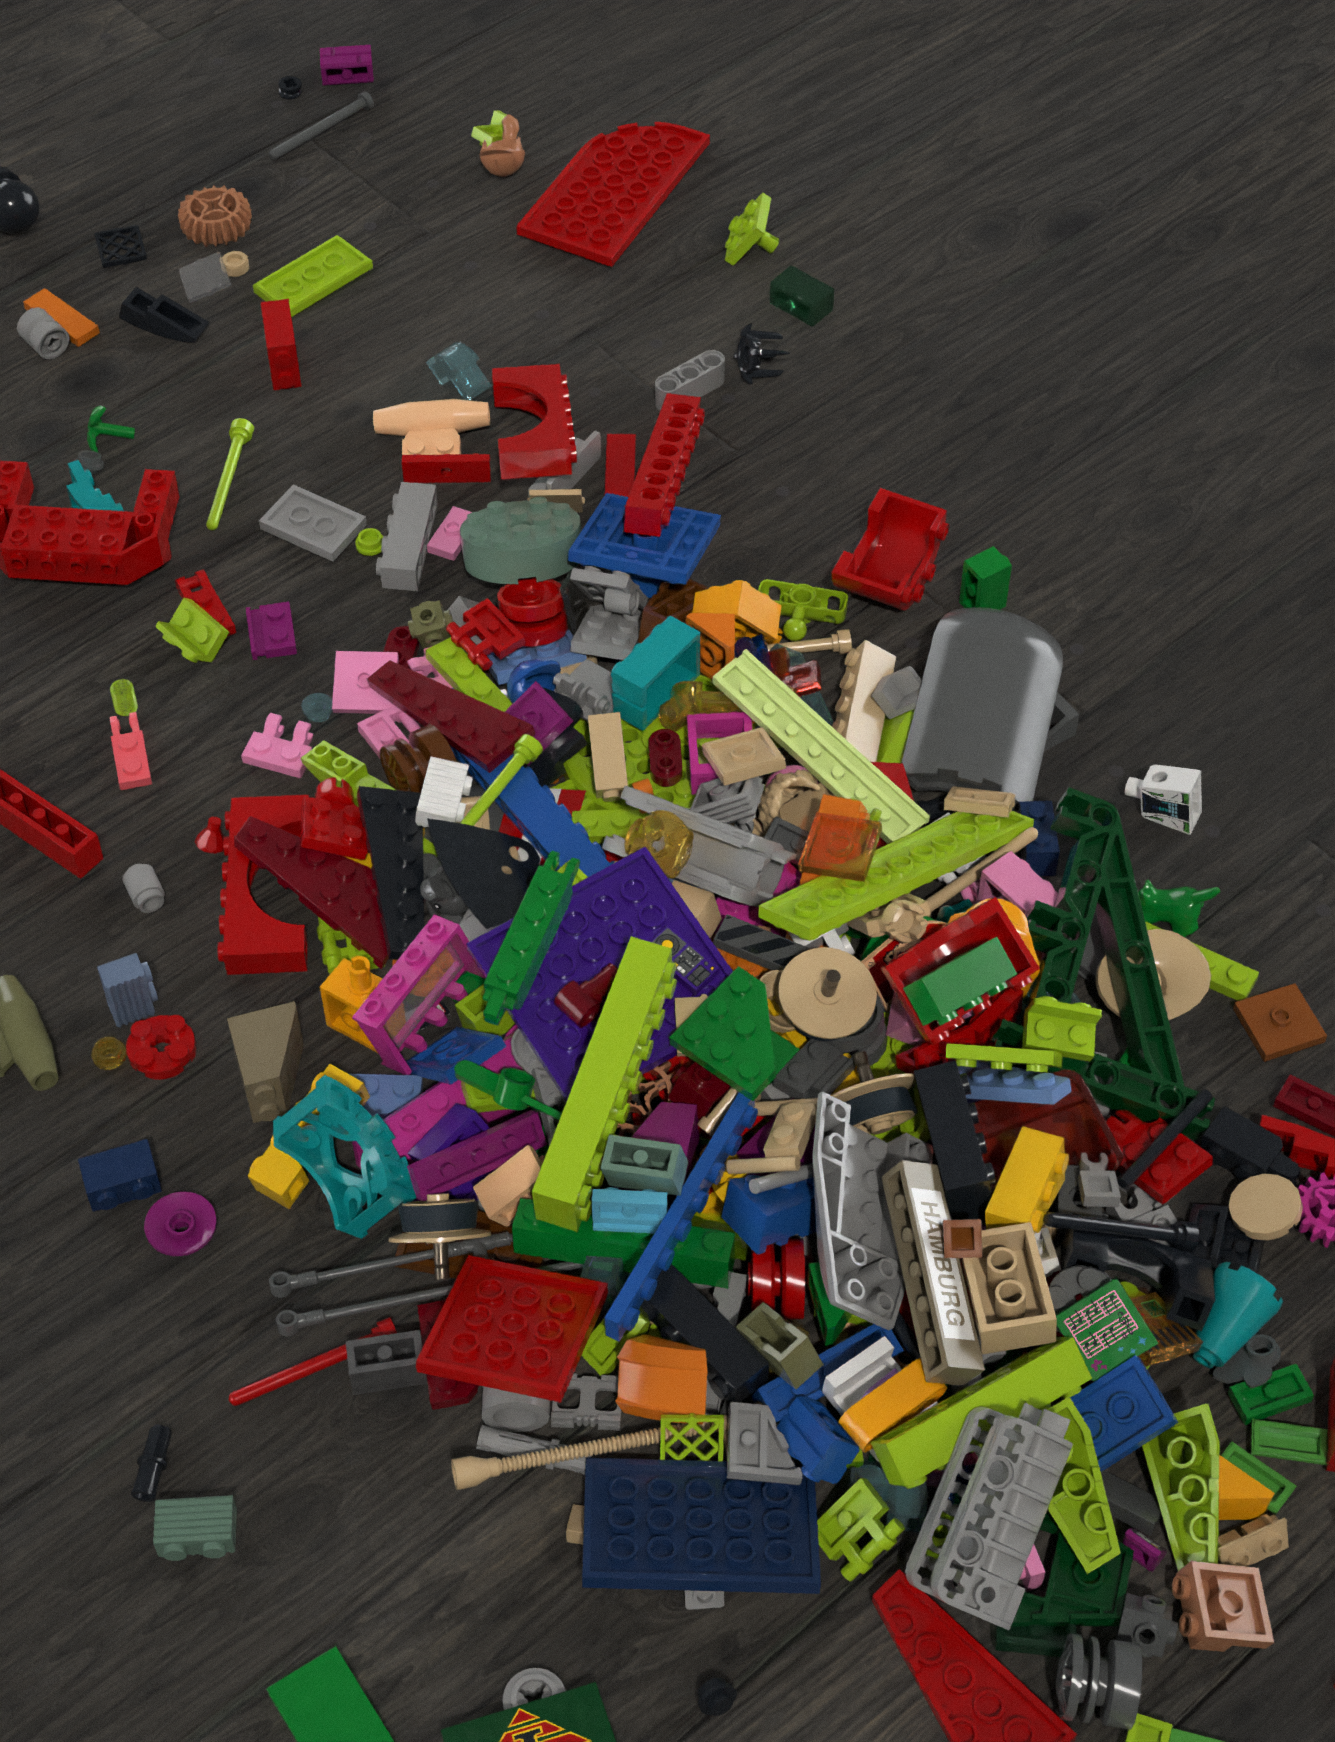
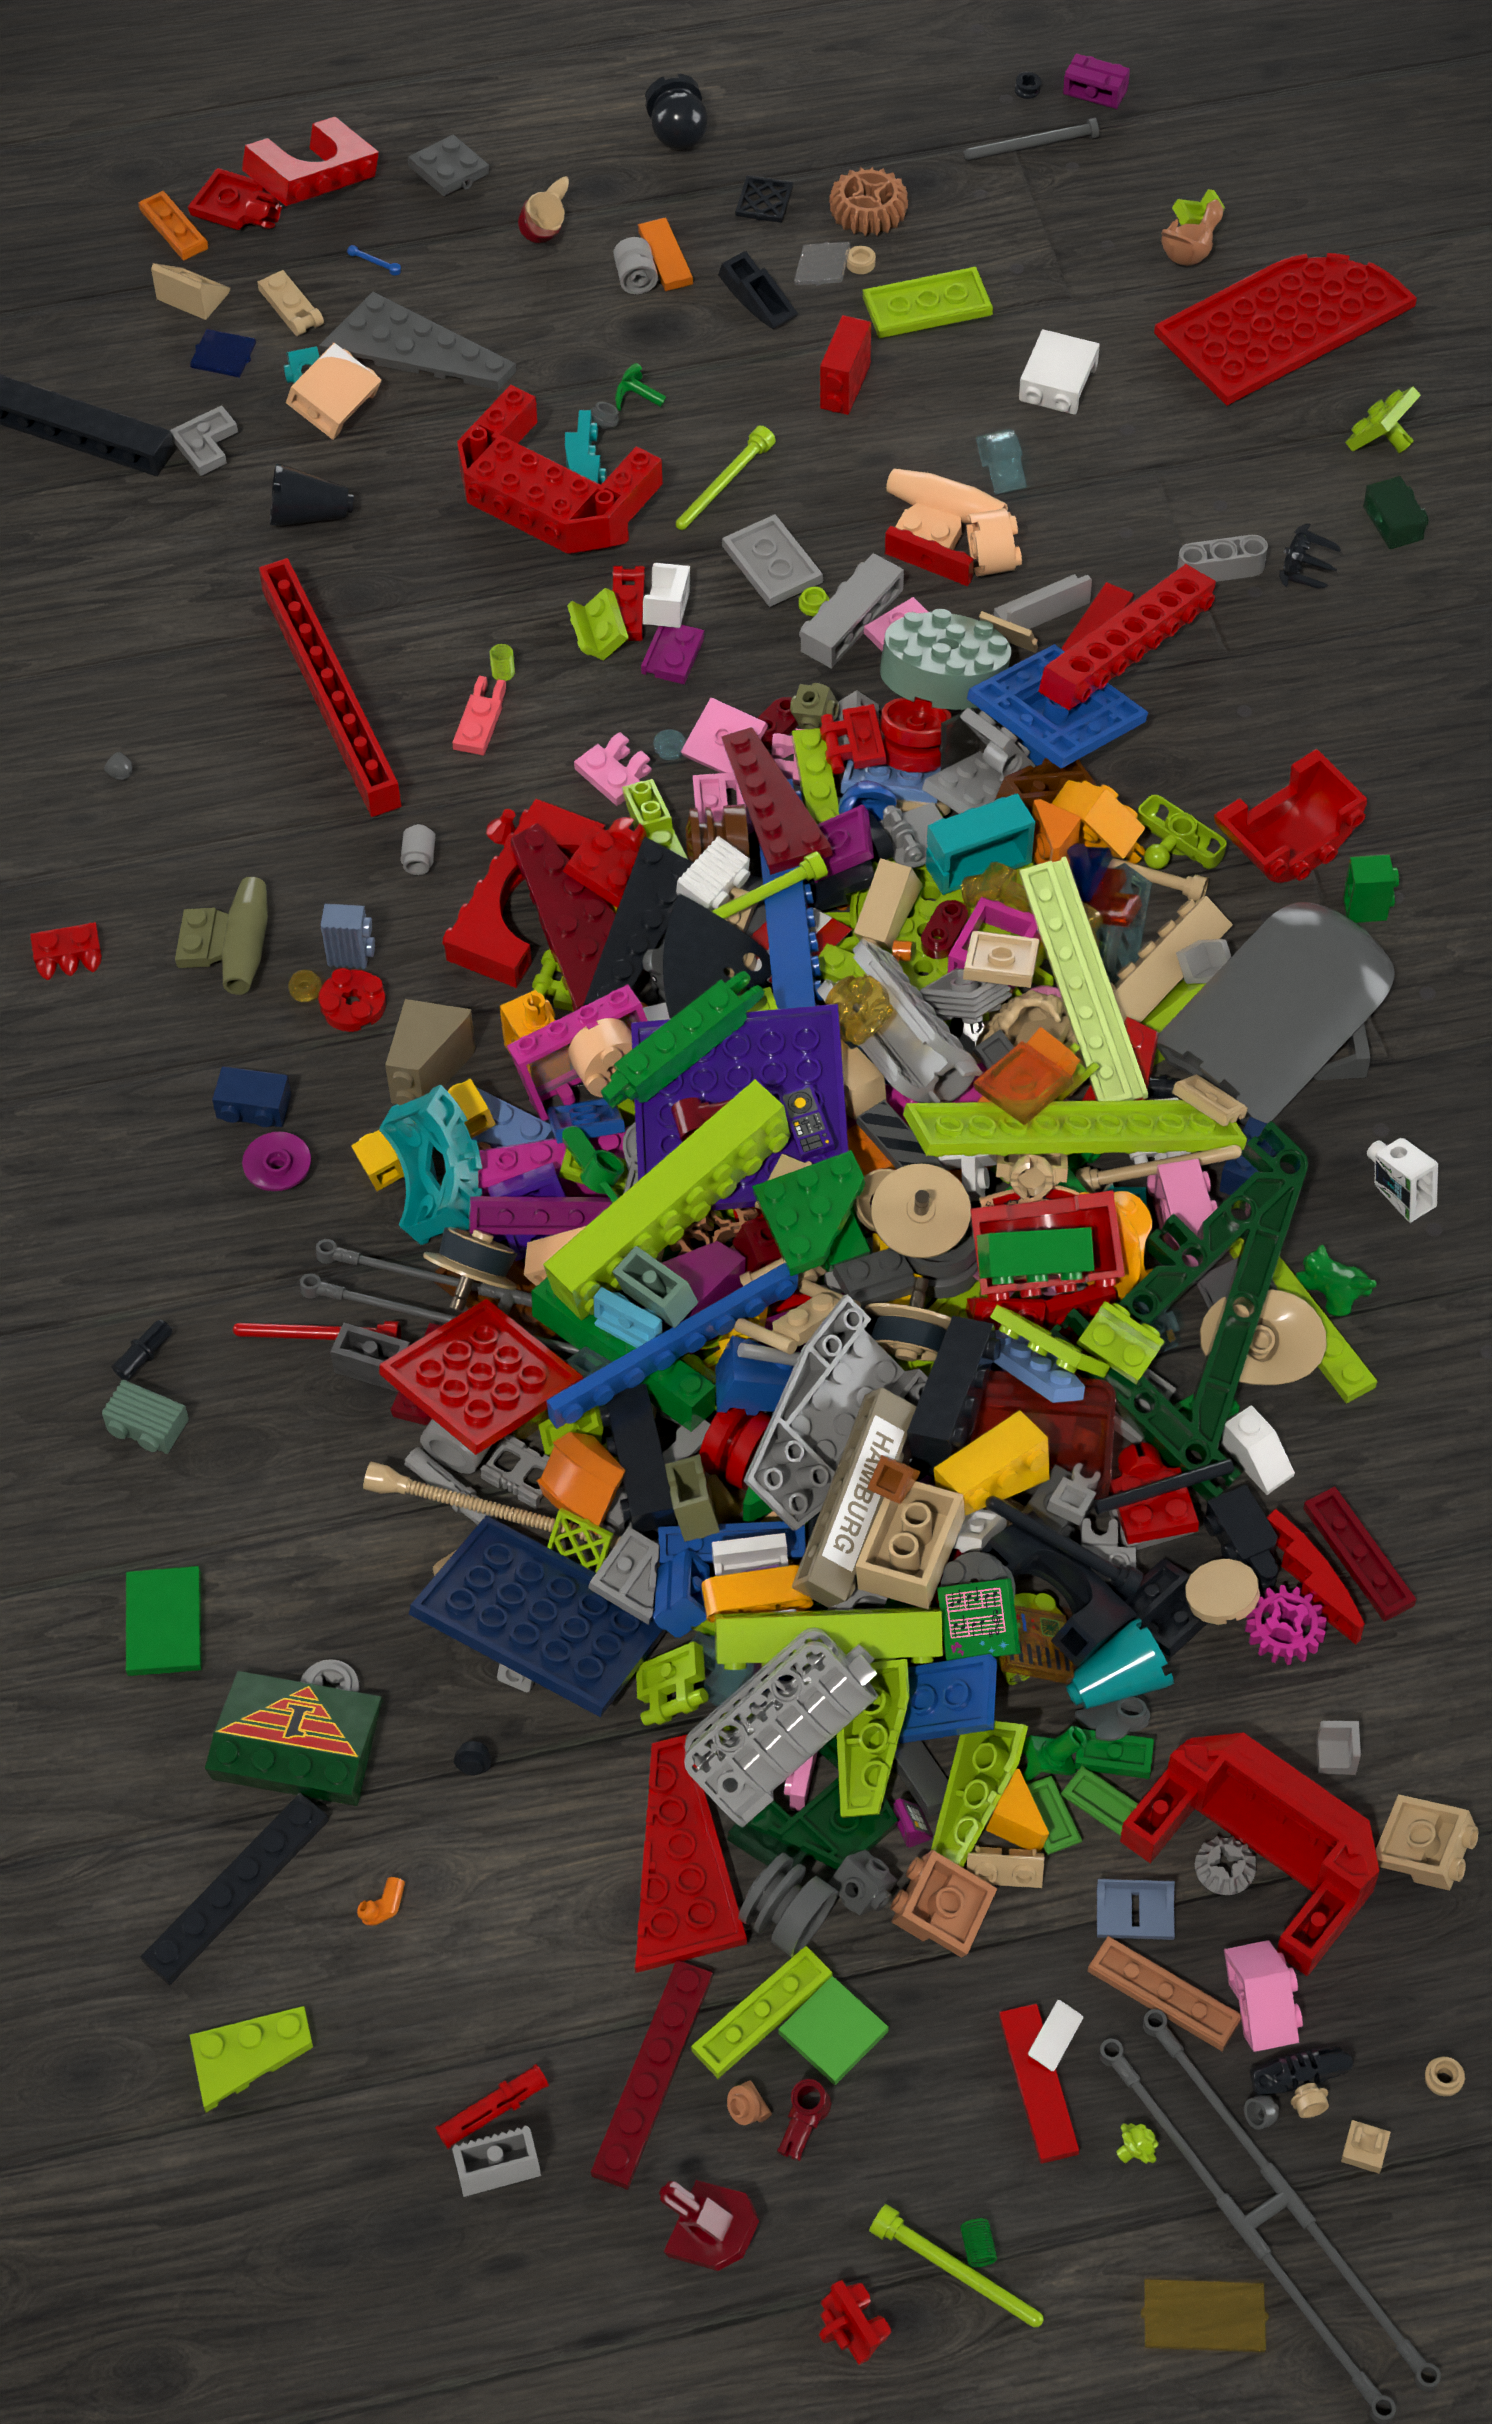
camera: 30 degrees right, 5 degrees up
(240, 584) = (667, 596): none -> white panel
(450, 989) = (597, 1050): none -> light nougat brick
(461, 288) = (1058, 371): none -> white panel
(489, 426) = (993, 541): none -> light nougat brick
(551, 444) = (1026, 574): red arch -> none
(1210, 1070) = (1257, 1449): none -> white slope
(1227, 1414) = (1053, 1754): none -> green bracket
(1279, 1022) = (1365, 1436): dark orange plate -> none

